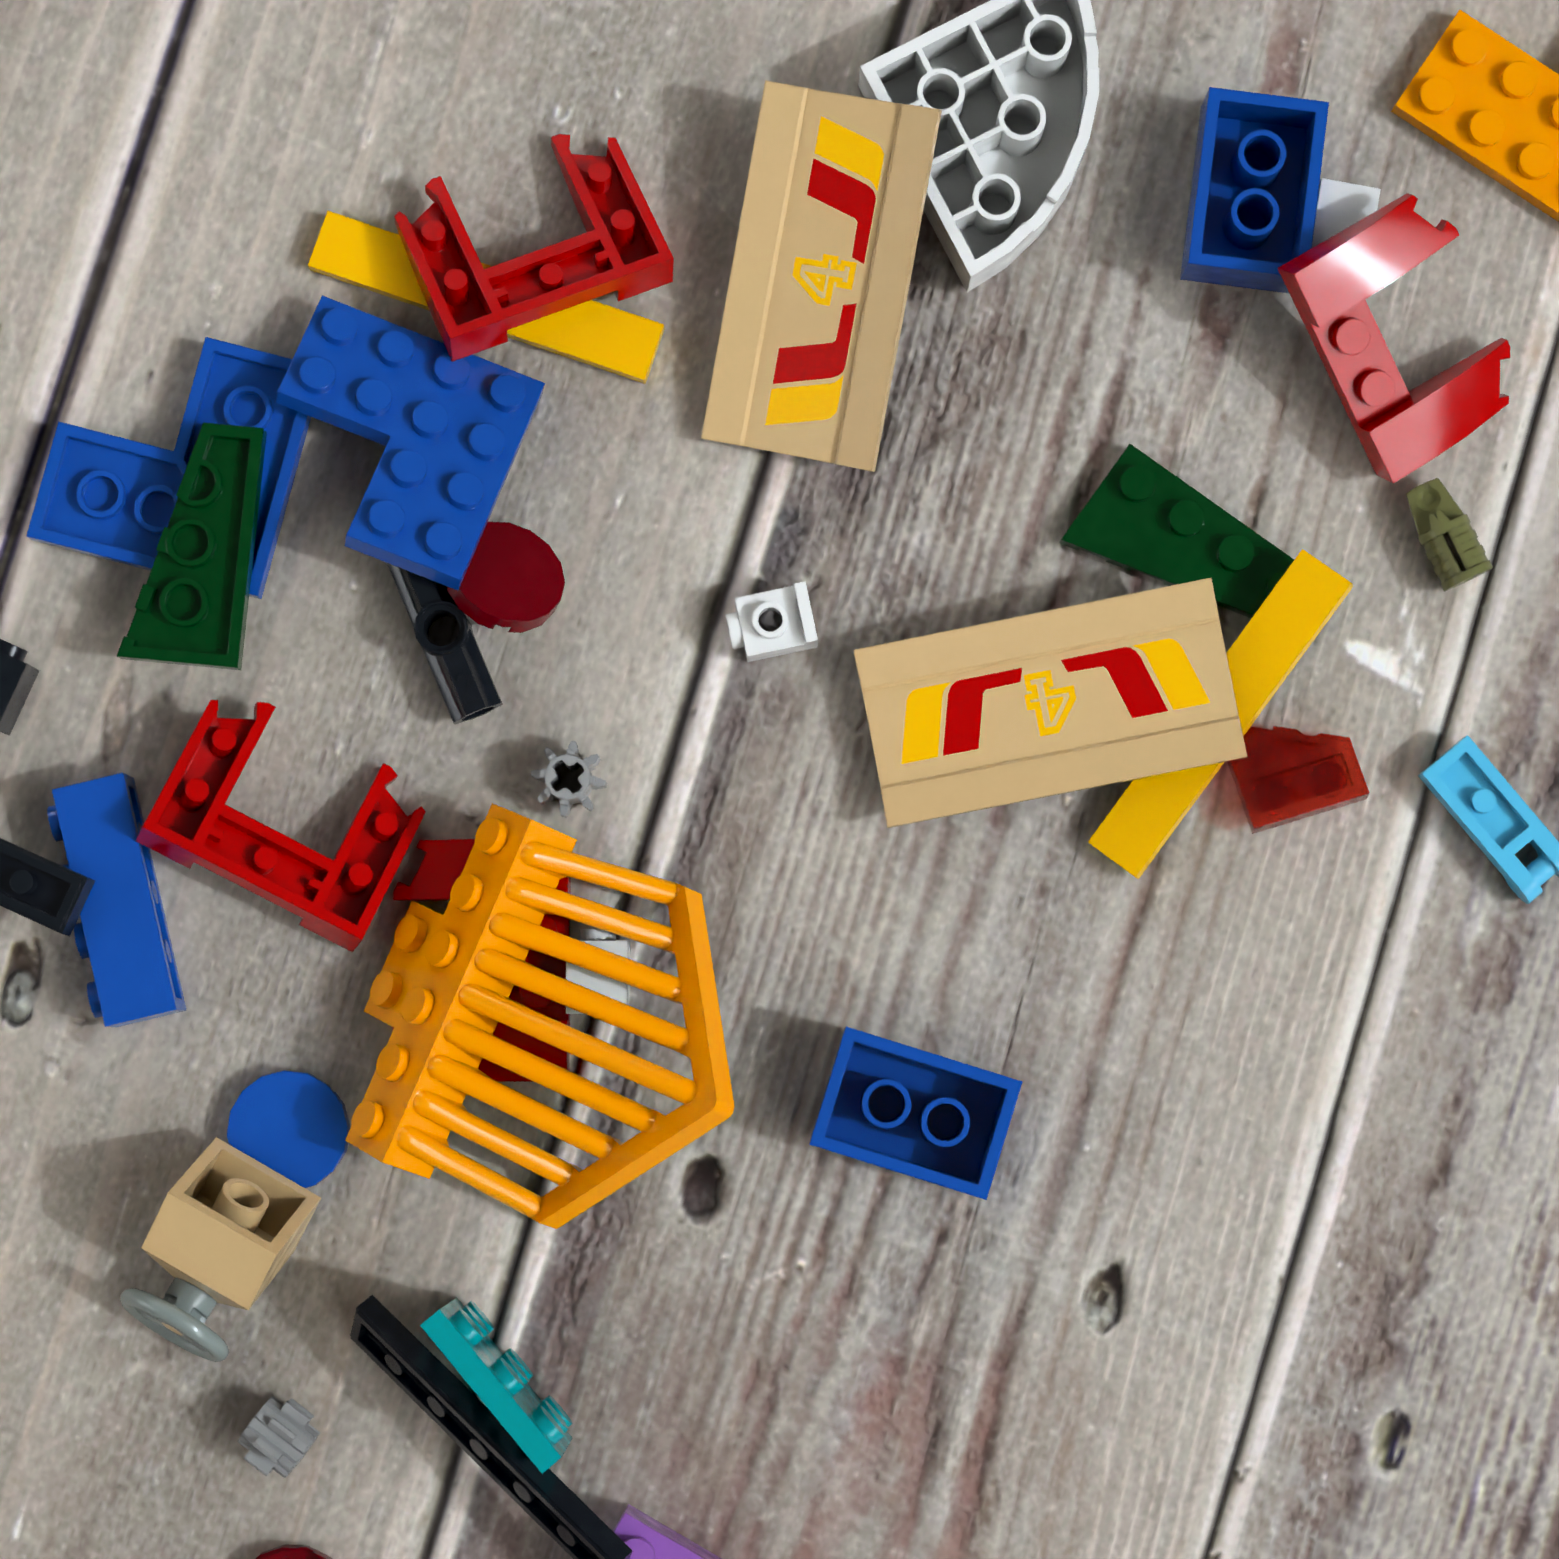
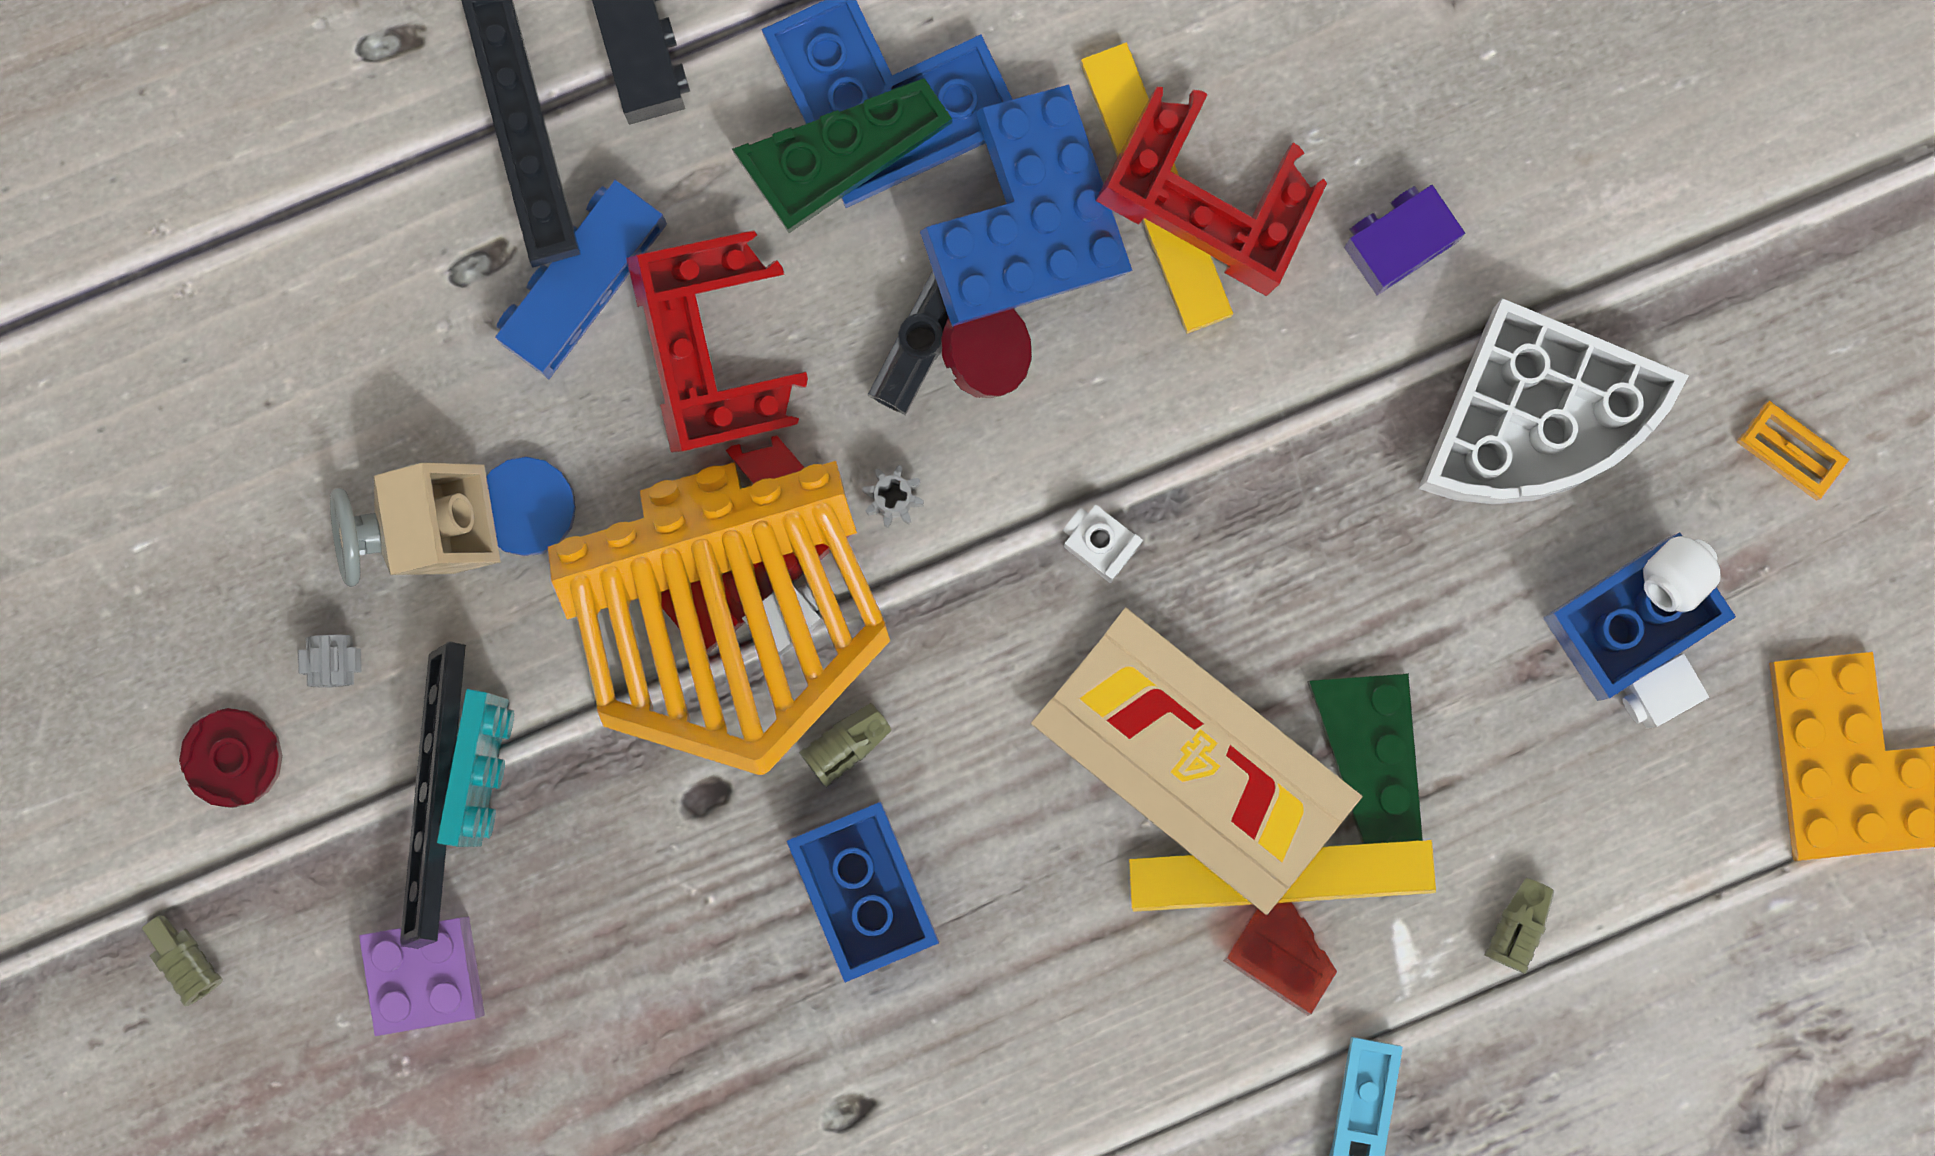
camera: 50 degrees right, 0 degrees up
(724, 110) = (1403, 238): none -> dark purple brick
(762, 1015) = (845, 743): none -> olive hinge
(820, 274) = (1347, 385): tan hinge -> none
(1251, 116) = (1681, 574): none -> white head
(1330, 292) = (1612, 720): wedge -> none

